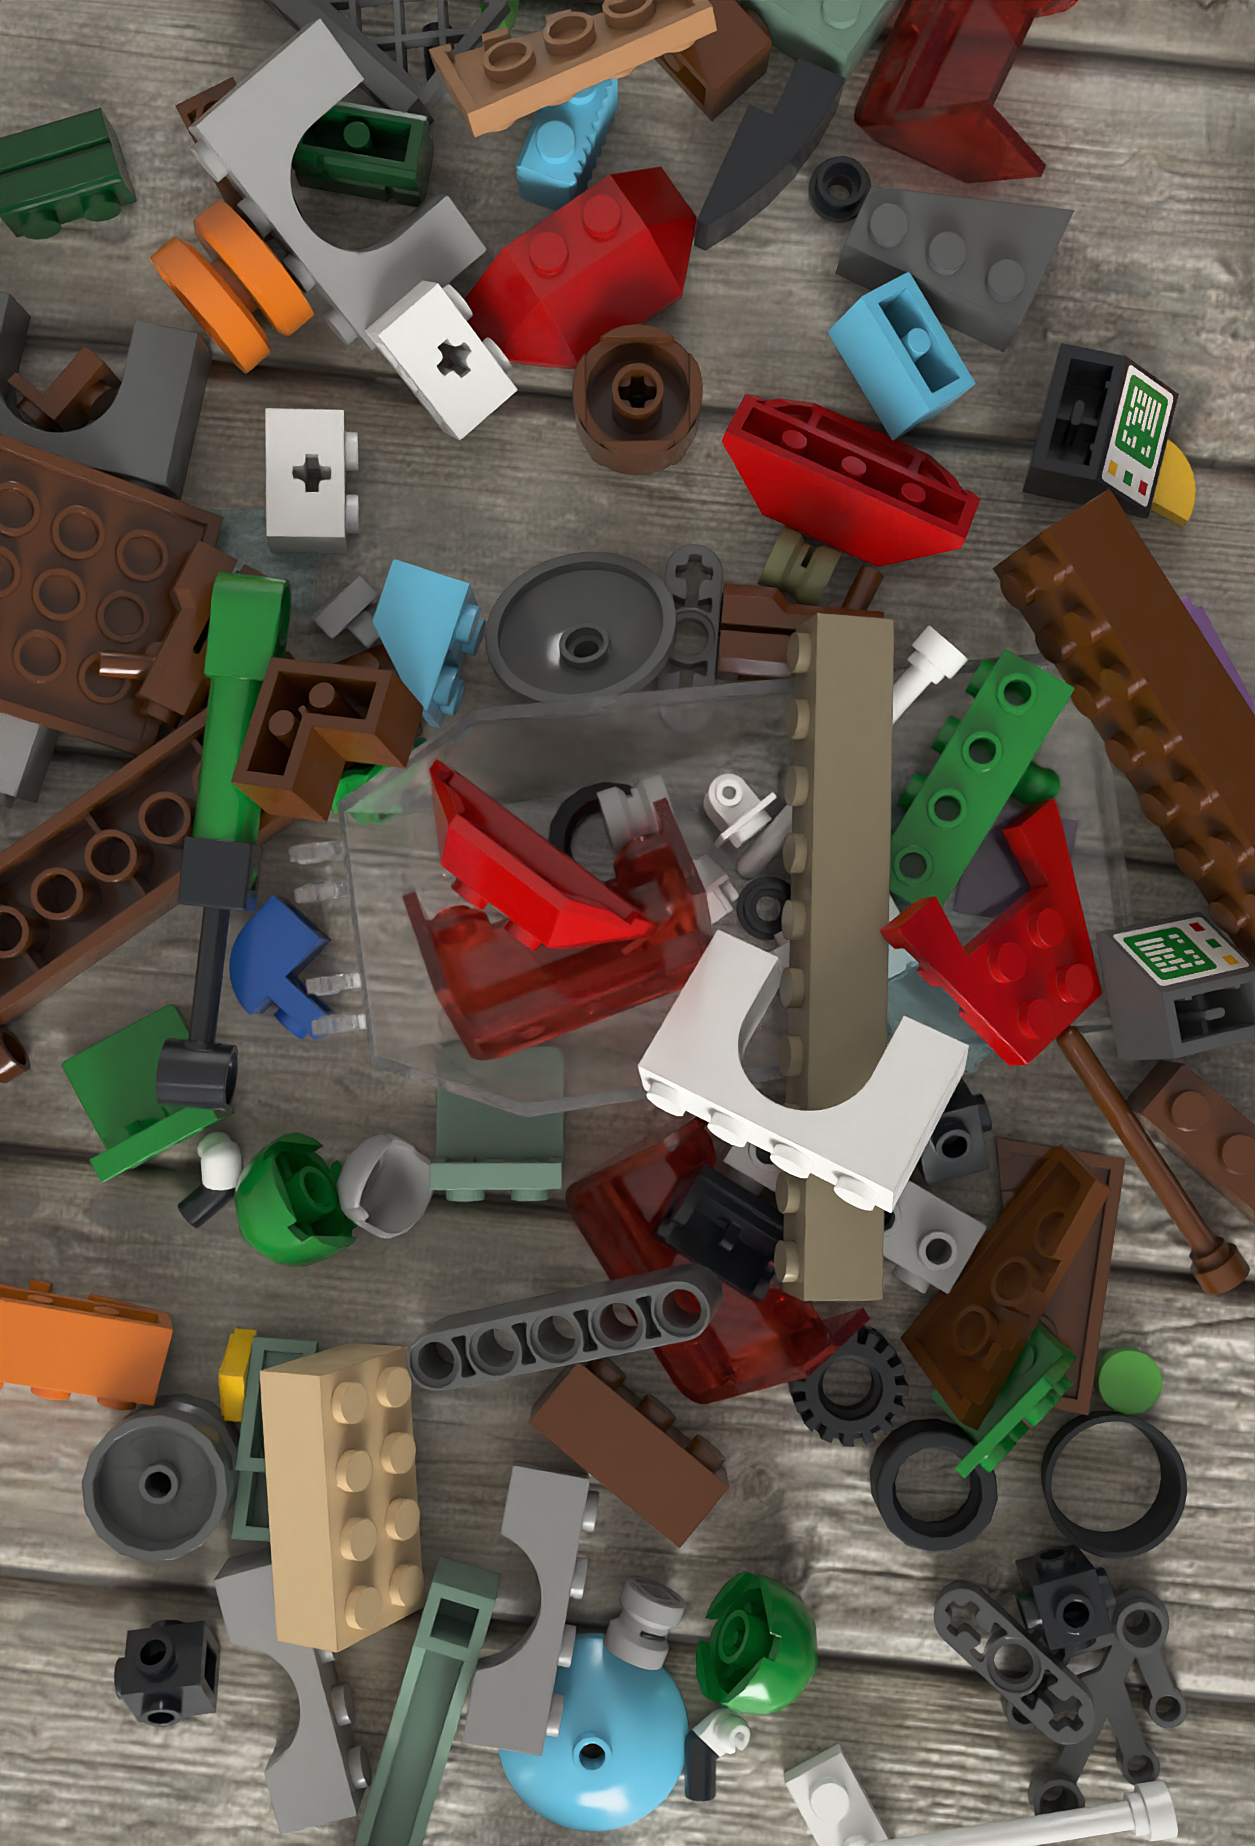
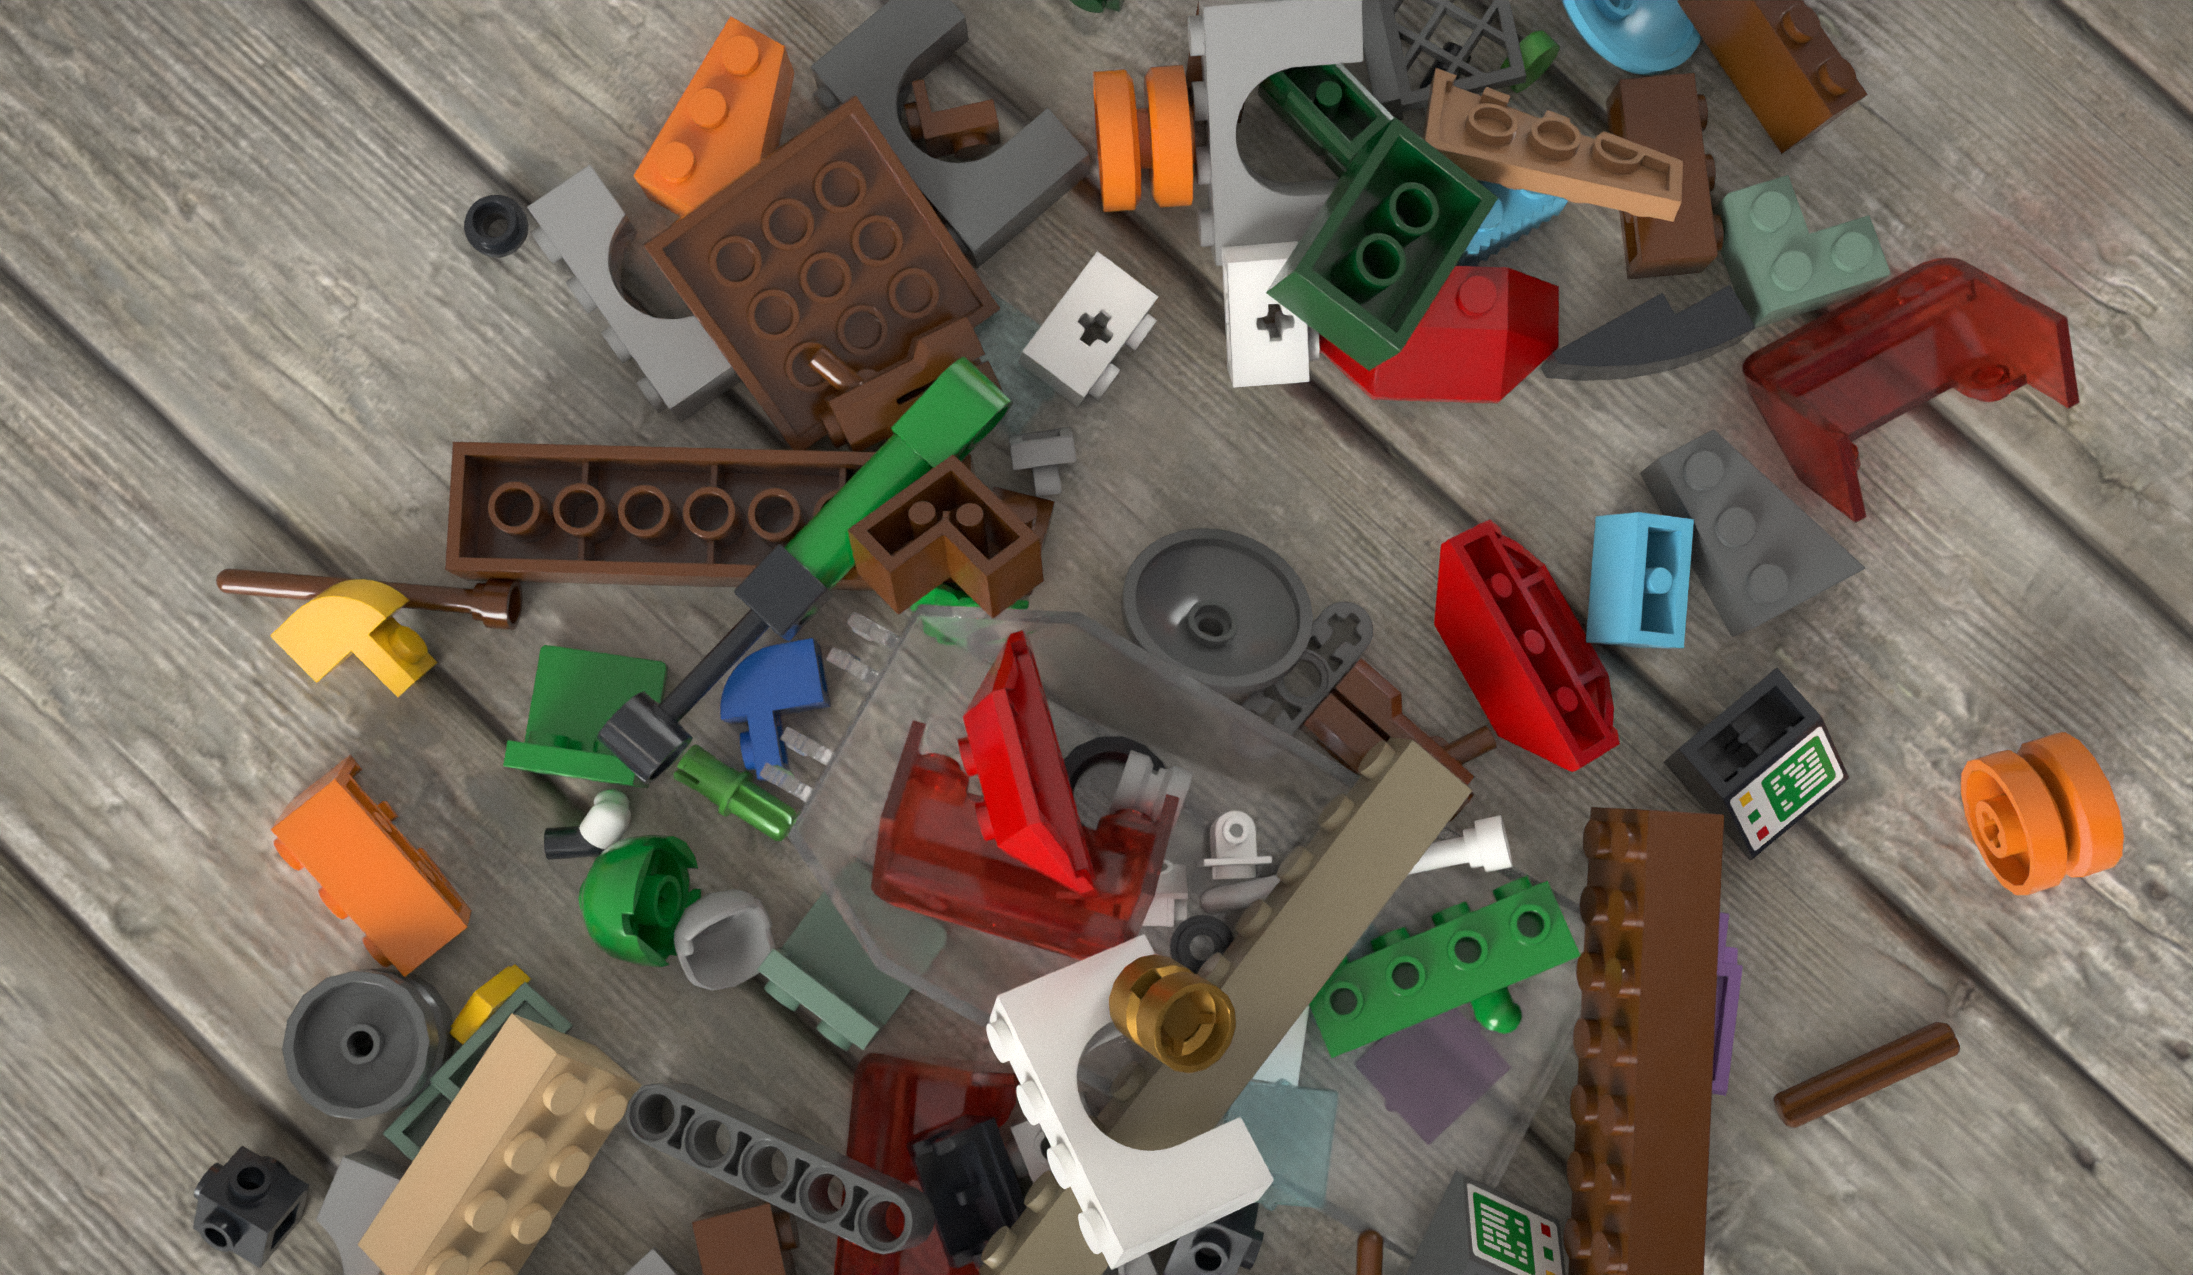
camera: 40 degrees right, 5 degrees down
(305, 1064) = (734, 792): none -> bright green axle
(427, 631) = (1090, 519): medium azure slope -> none
(494, 222) = (1382, 245): none -> dark green brick
(644, 363) = (1374, 434): reddish brown brick -> none
(789, 974) = (1172, 1013): none -> pearl gold wheel
(799, 567) = (1433, 689): olive wheel -> none
(843, 172) = (1702, 396): black plate -> none
(1030, 965) = (1377, 1157): red wing -> none
(1175, 487) = (1793, 851): yellow tile -> none

